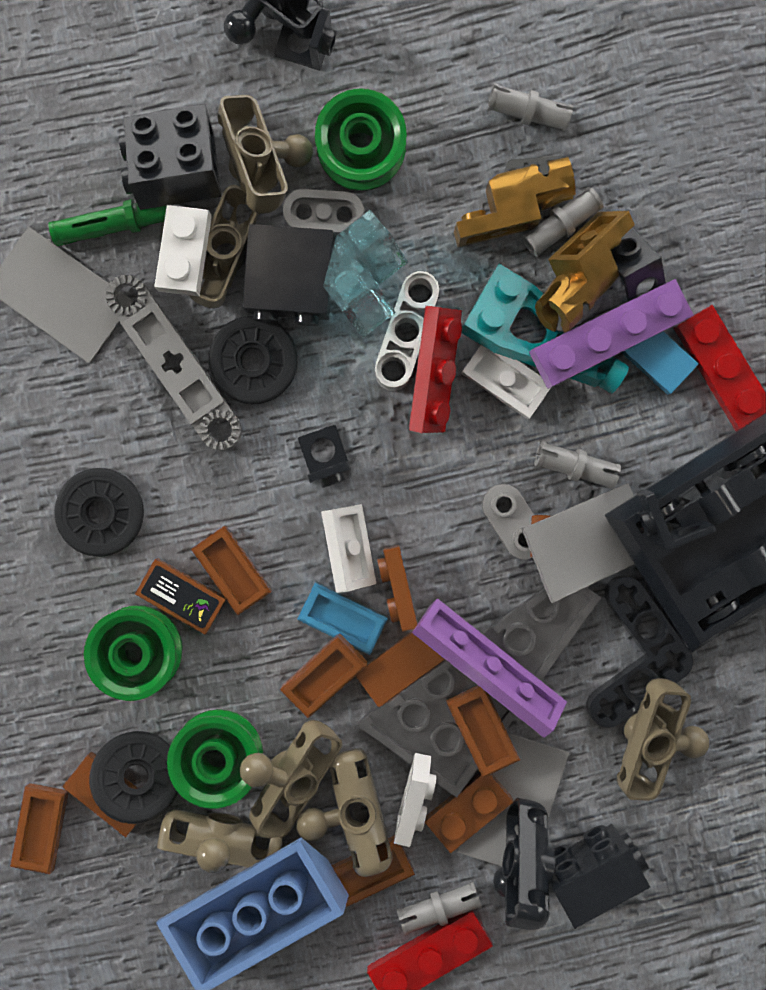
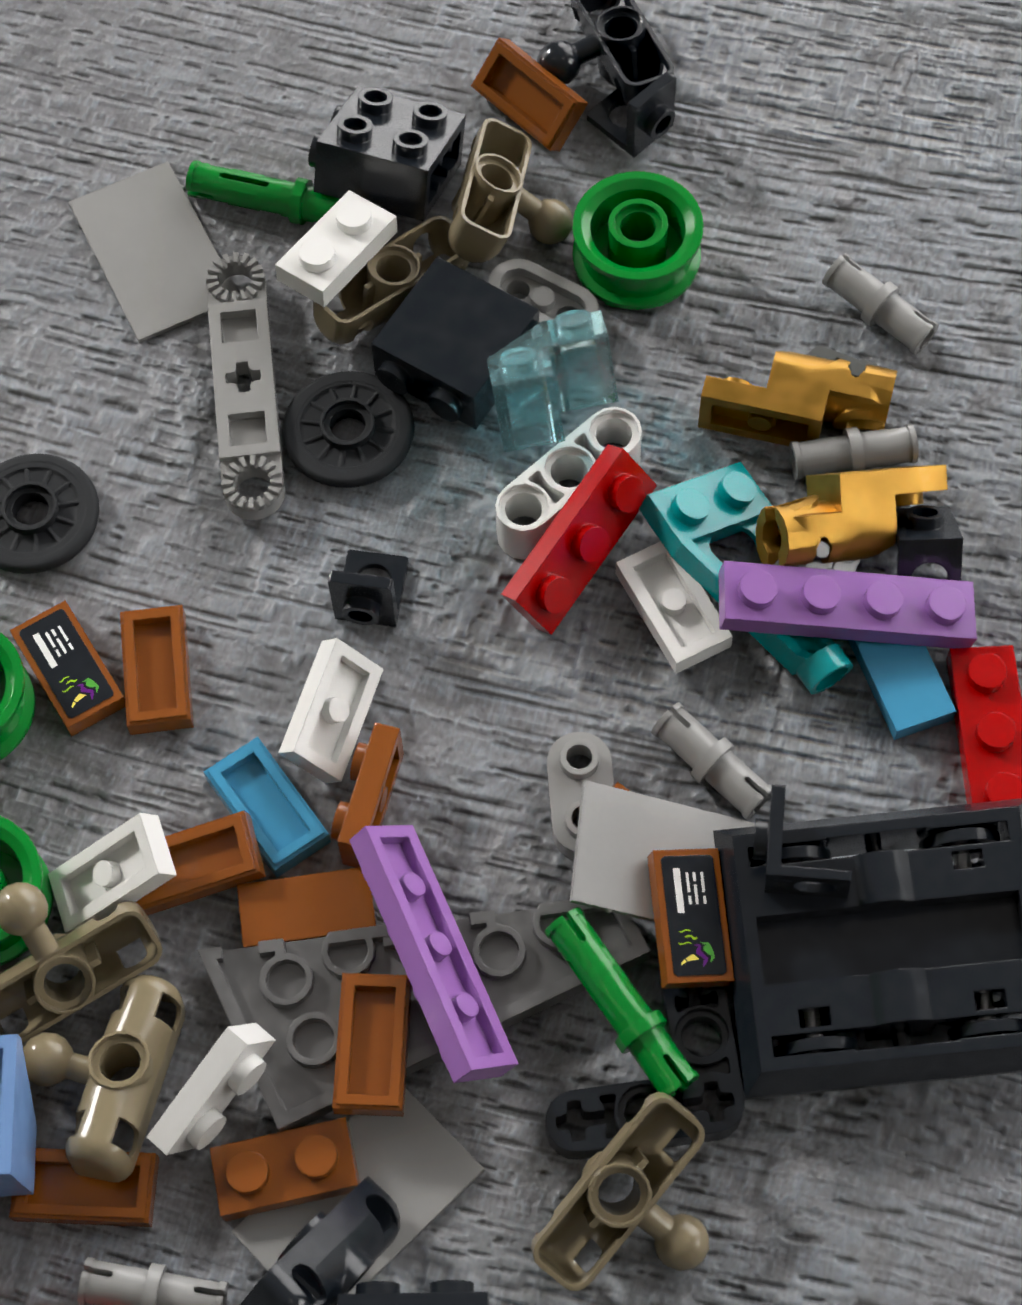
camera: 25 degrees right, 25 degrees down
(232, 61) = (529, 94): none -> dark orange tile
(287, 711) = (111, 871): none -> white plate
(617, 572) = (690, 918): none -> tile
(620, 648) = (636, 1025): none -> green pin

